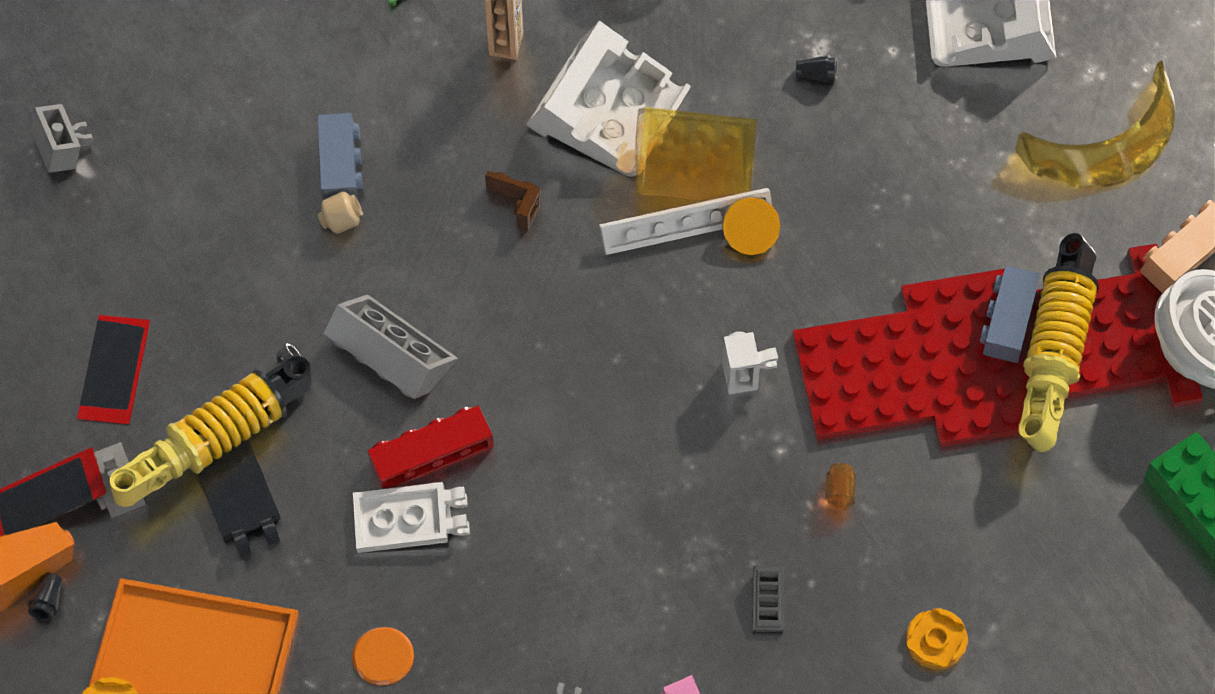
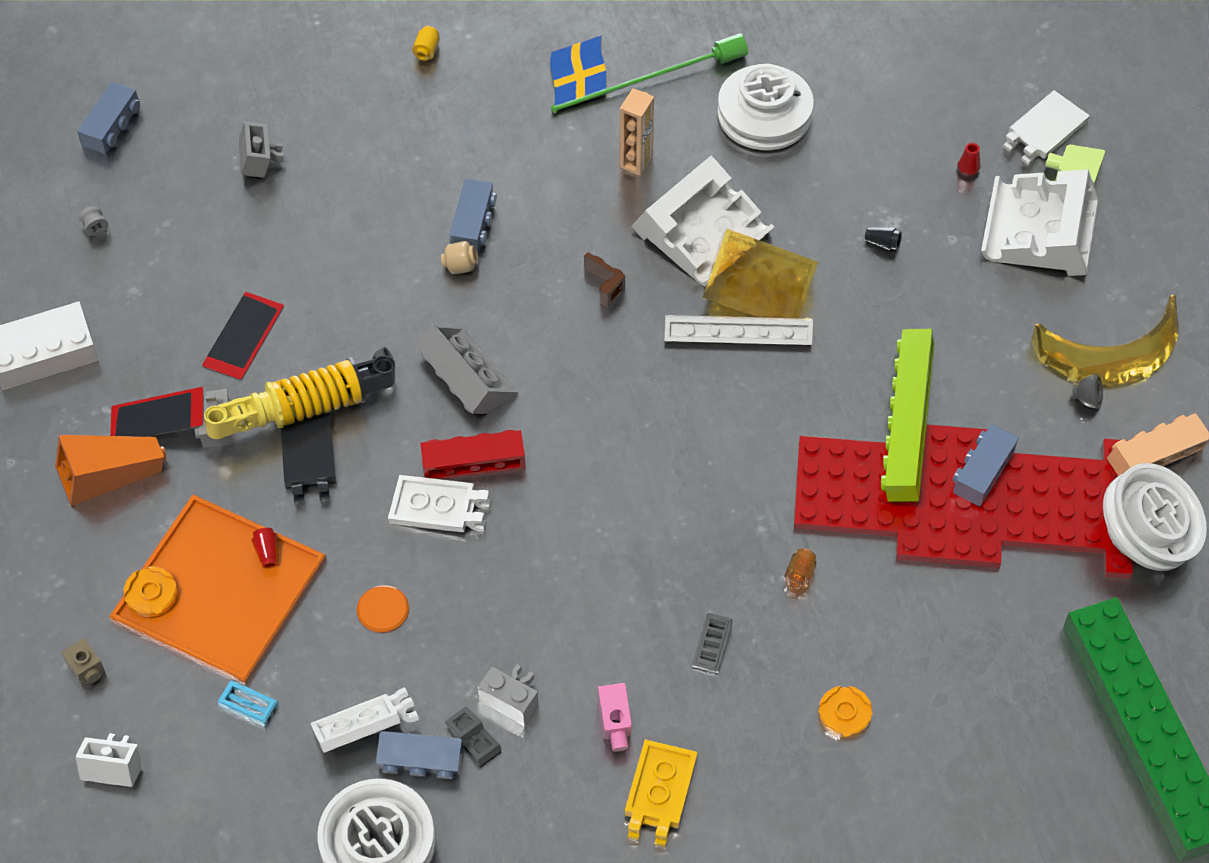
camera: 15 degrees right, 5 degrees down
(45, 599) = (128, 496): black cone -> none
(227, 619) = (265, 544): none -> red cone
(743, 362) = (749, 449): white brick -> none
(751, 226) = (789, 345): light orange tile -> none
(910, 276) = (910, 415): none -> lime brick
(1058, 340) = (1018, 494): piece -> none
(1097, 196) = (1089, 391): none -> dark grey brick

